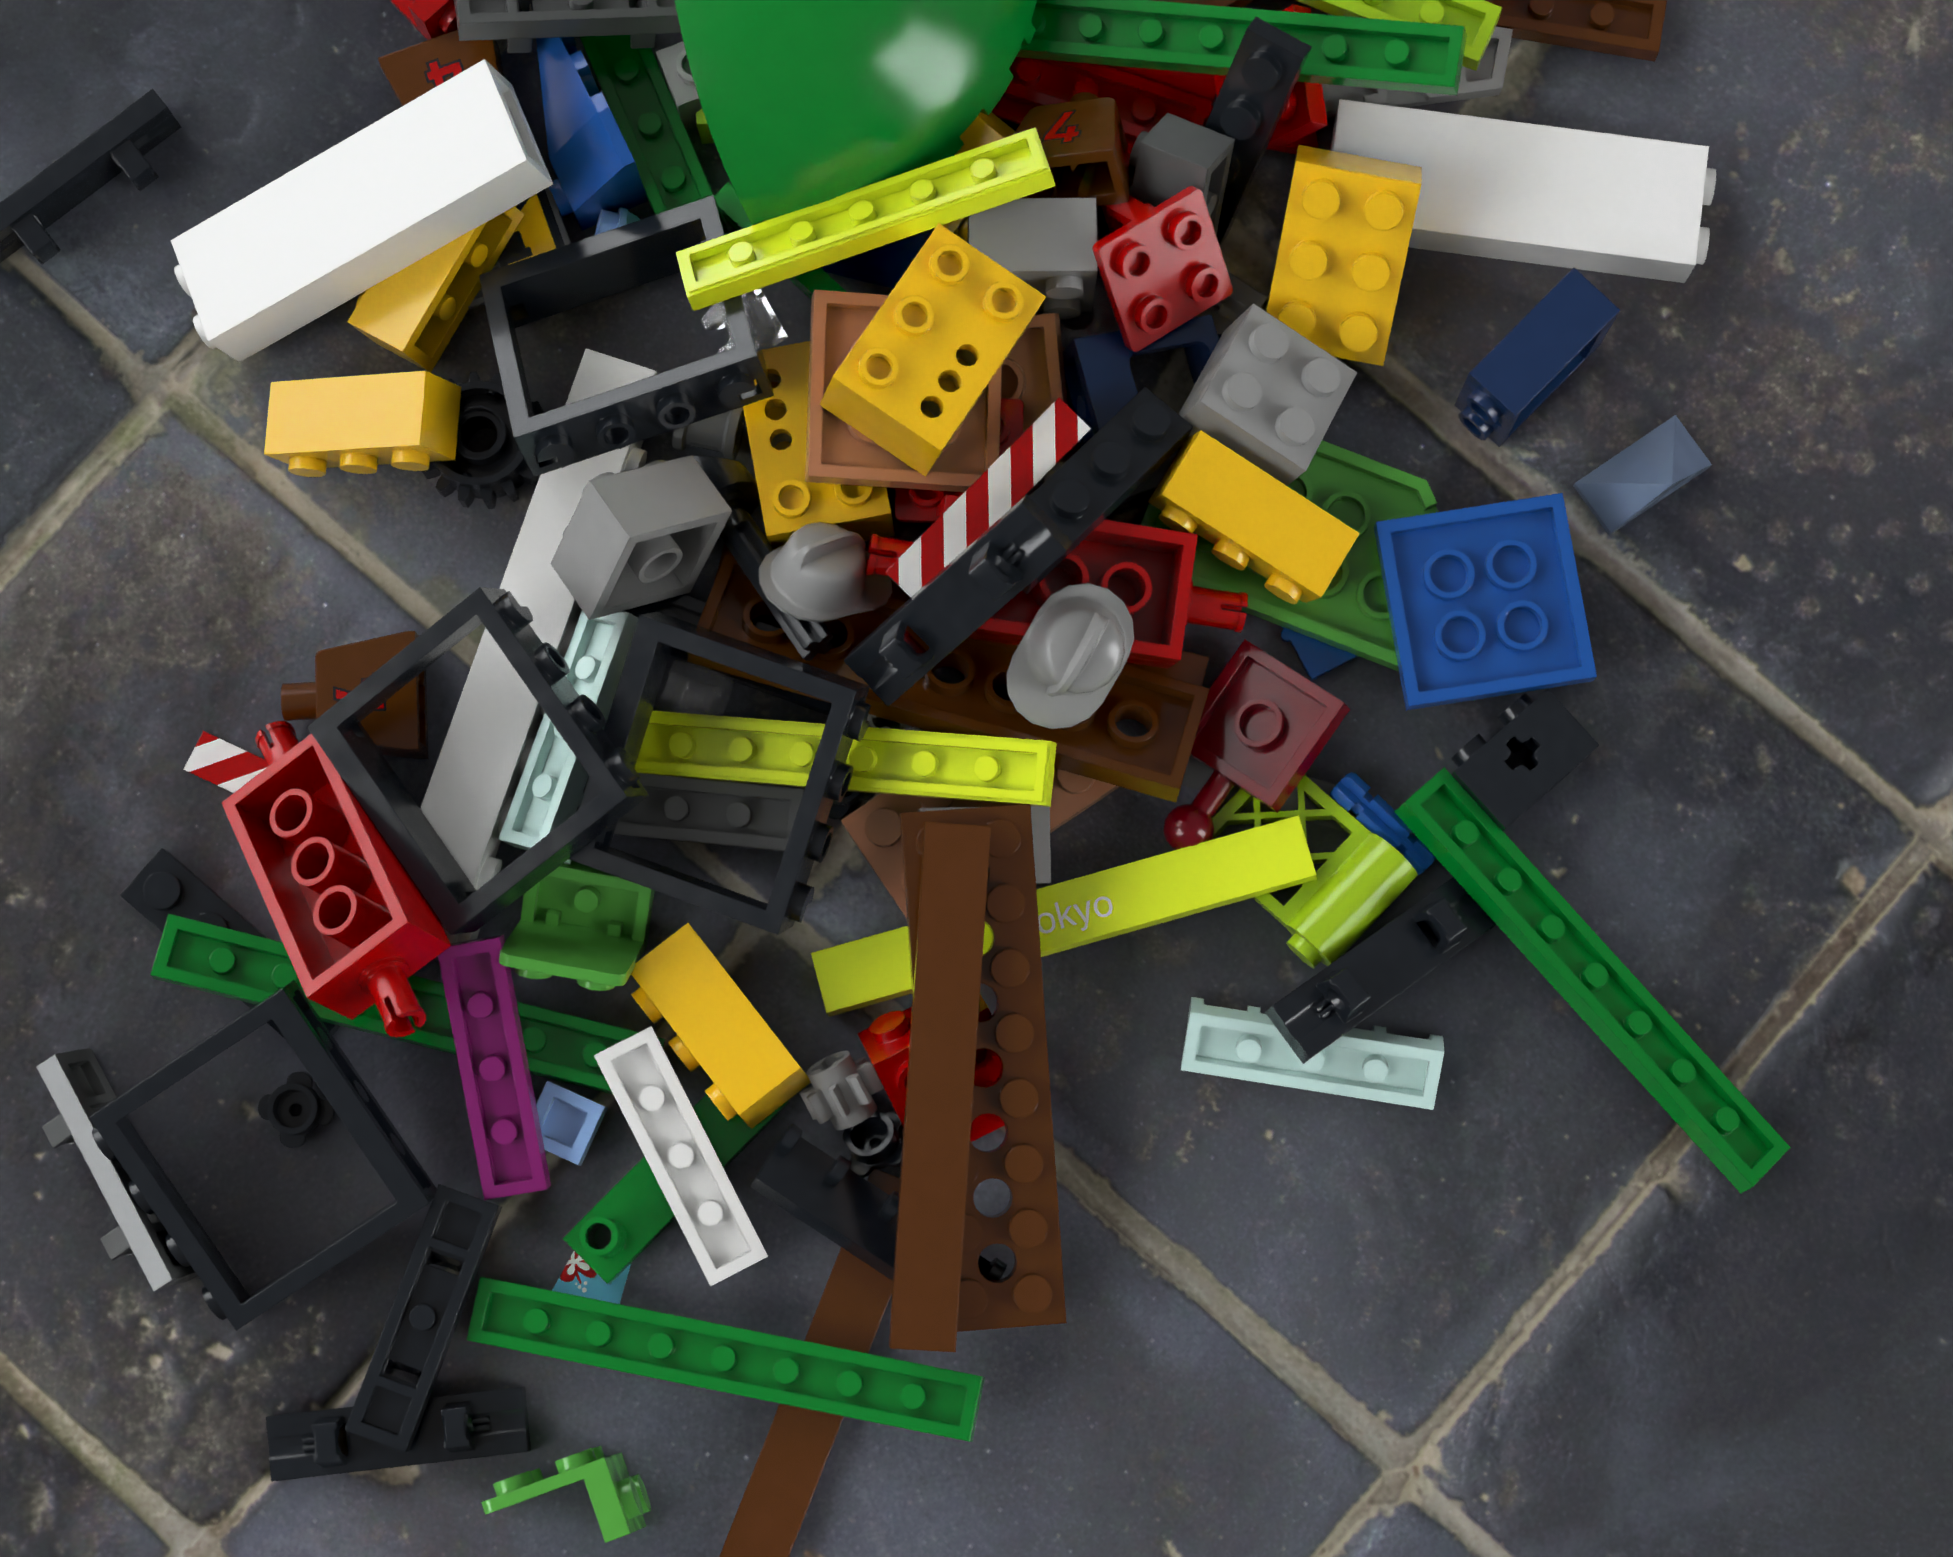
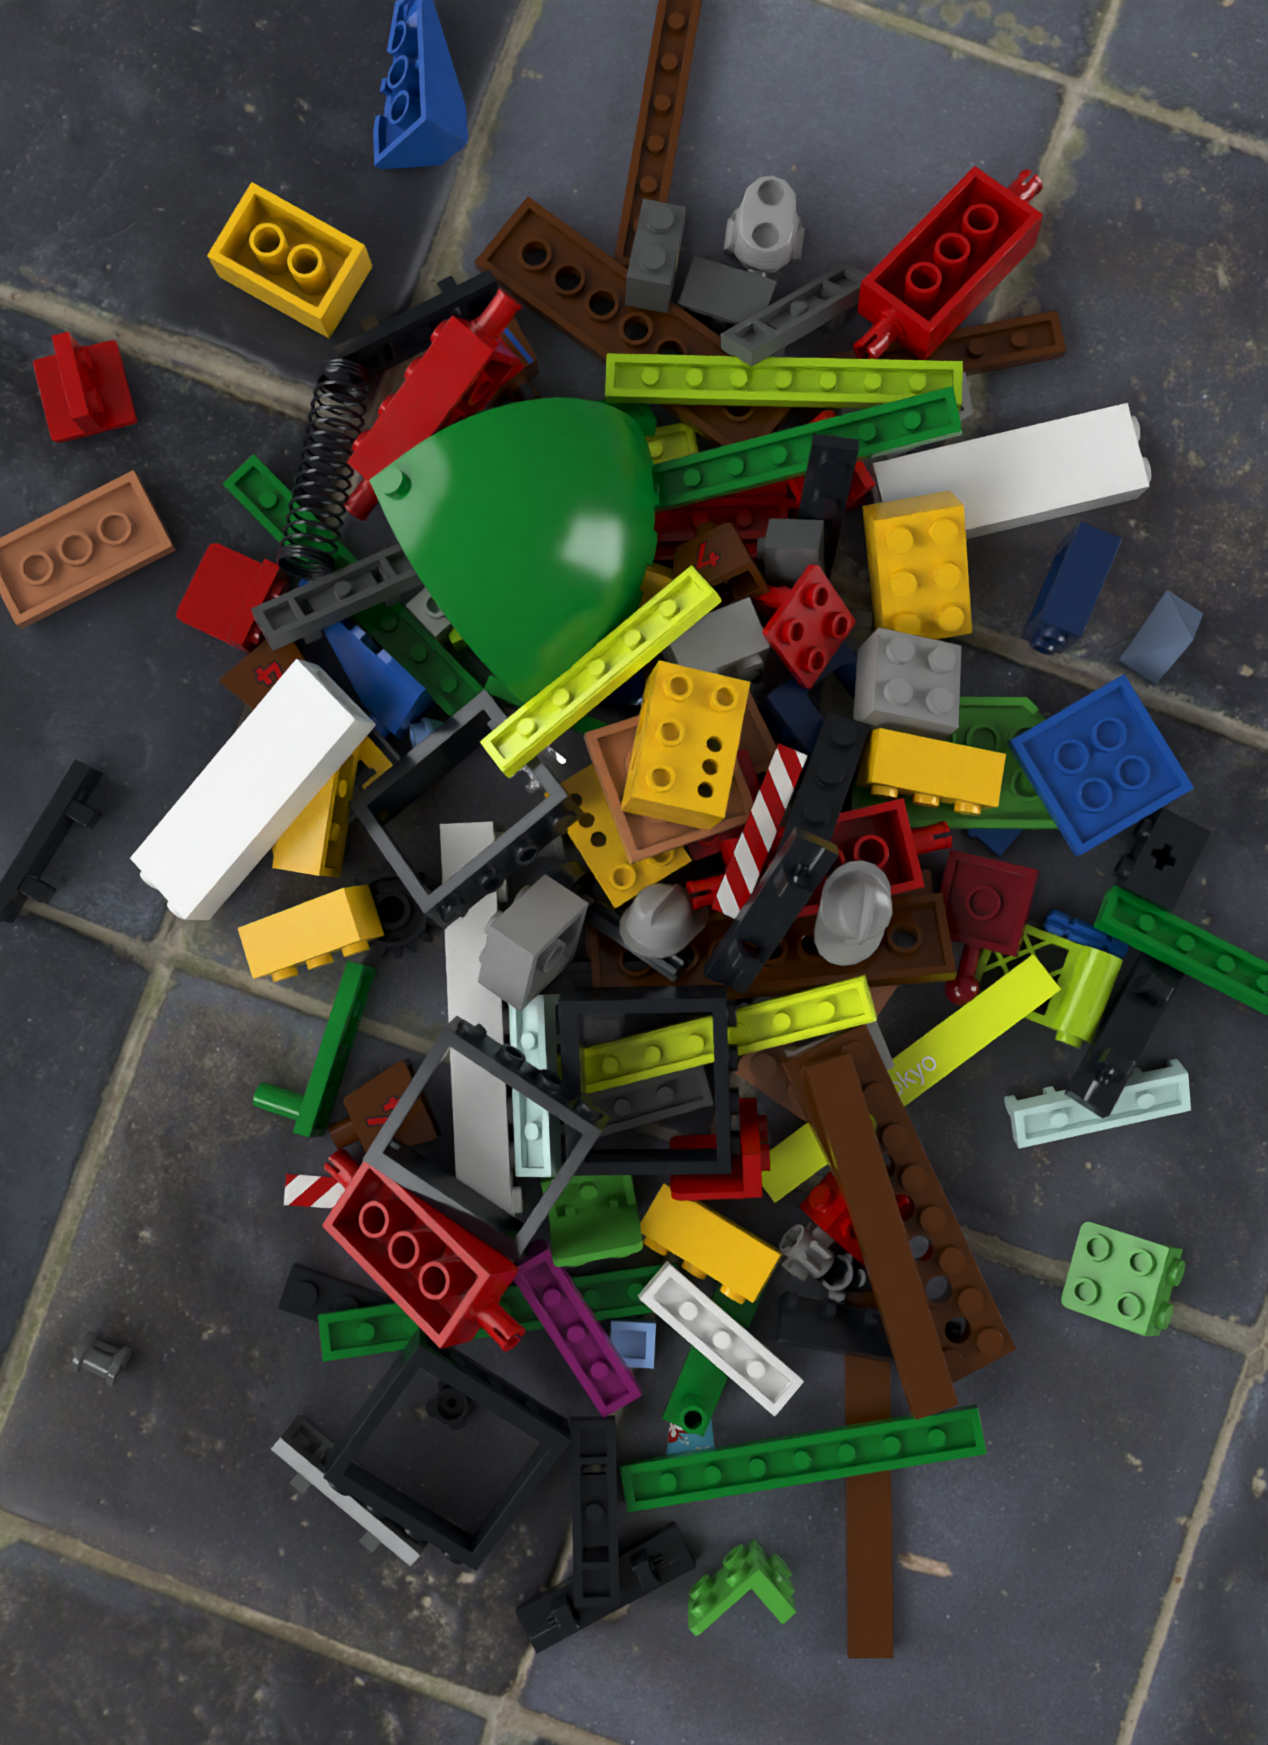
camera: 25 degrees left, 5 degrees up
(279, 652) = (315, 1107): none -> green piece
(799, 947) = (746, 1172): none -> red bracket
(1253, 1297) = (1123, 1279): none -> bright green bracket

